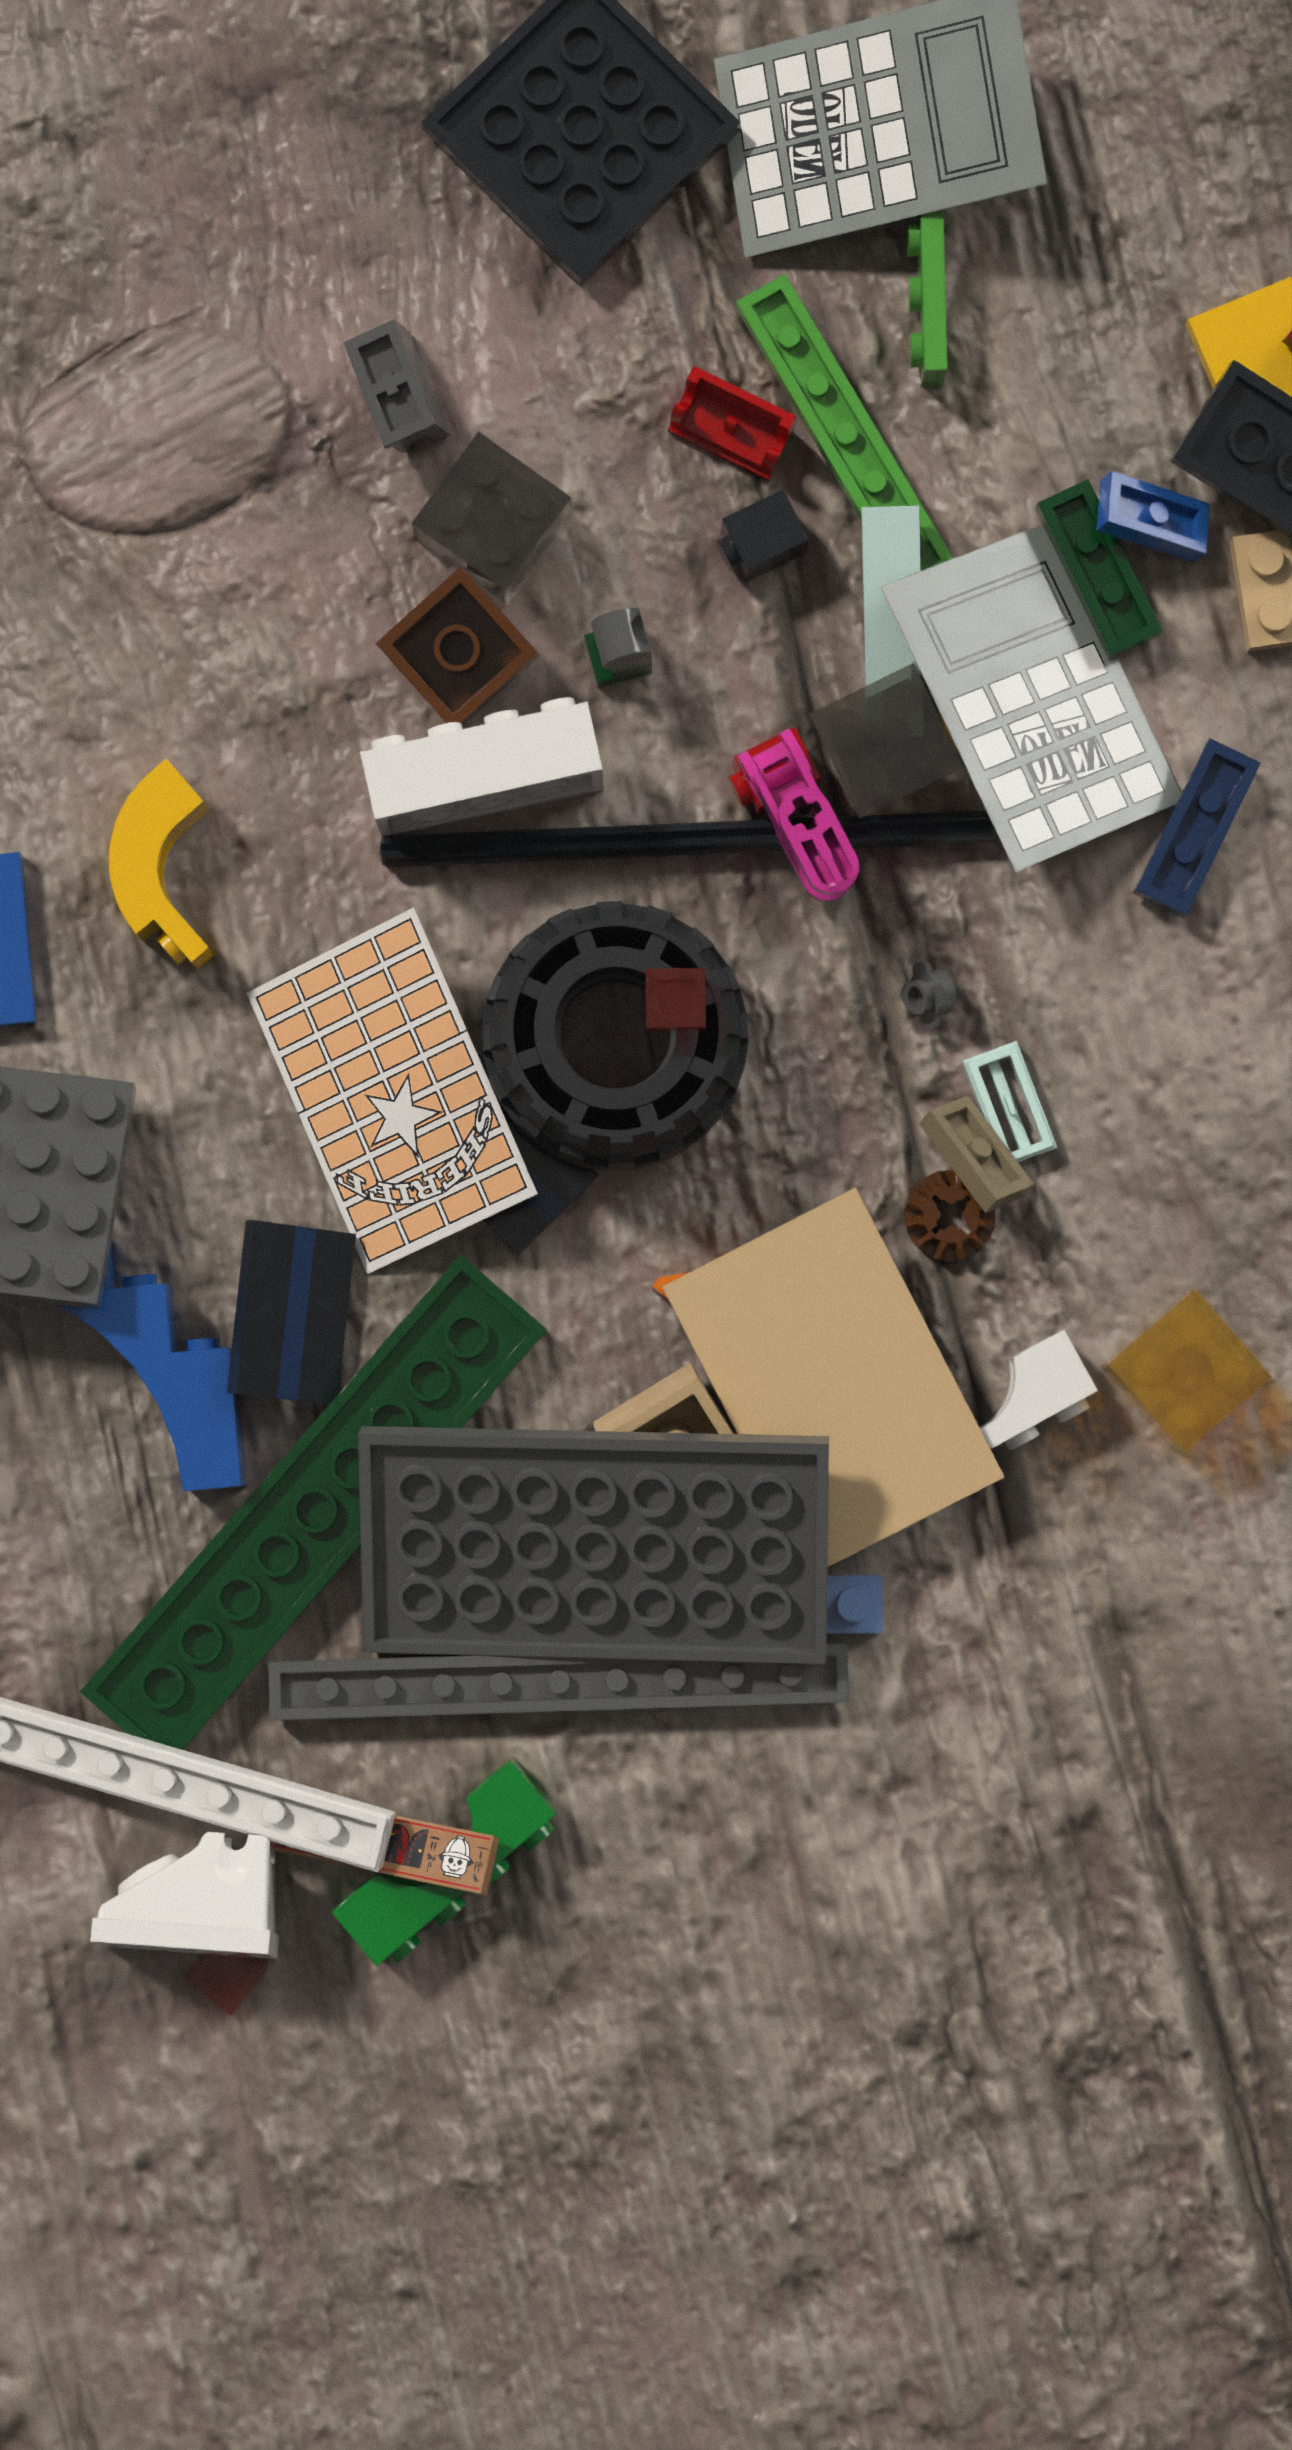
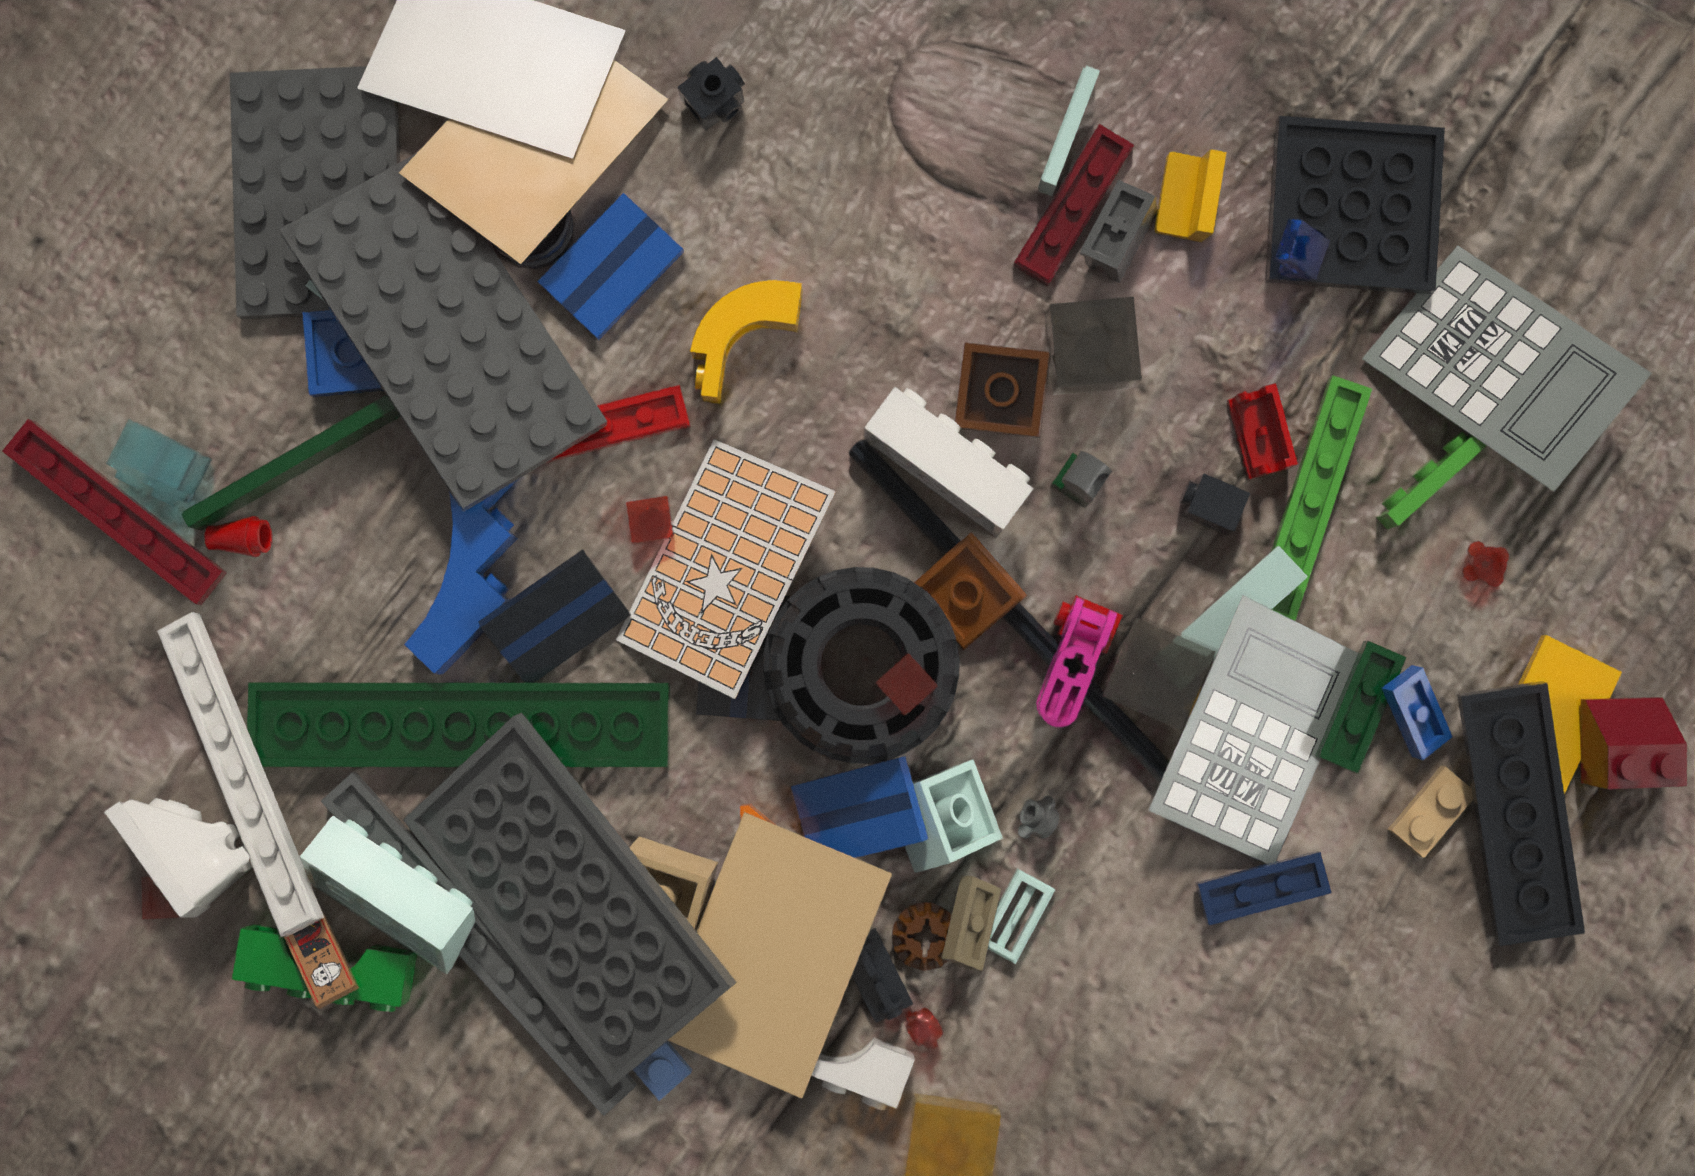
camera: 55 degrees right, 0 degrees up
(156, 1054) = (635, 420): none -> red tile
(246, 349) = (1068, 130): none -> light aqua tile
(274, 1128) = (650, 520): none -> clear red plate
(328, 411) = (1073, 205): none -> dark red tile
(423, 283) = (1190, 195): none -> yellow panel
(429, 1725) = (389, 892): none -> light aqua slope
(581, 221) = (1301, 250): none -> clear blue bracket
(635, 857) = (971, 589): none -> dark orange tile
(763, 1163) = (862, 809): none -> blue tile
(843, 1089) = (954, 816): none -> light aqua slope
(955, 1301) = (879, 980): none -> black hinge
(1041, 1296) = (923, 1028): none -> clear red plate
(1065, 300) = (1497, 561): none -> clear red plate

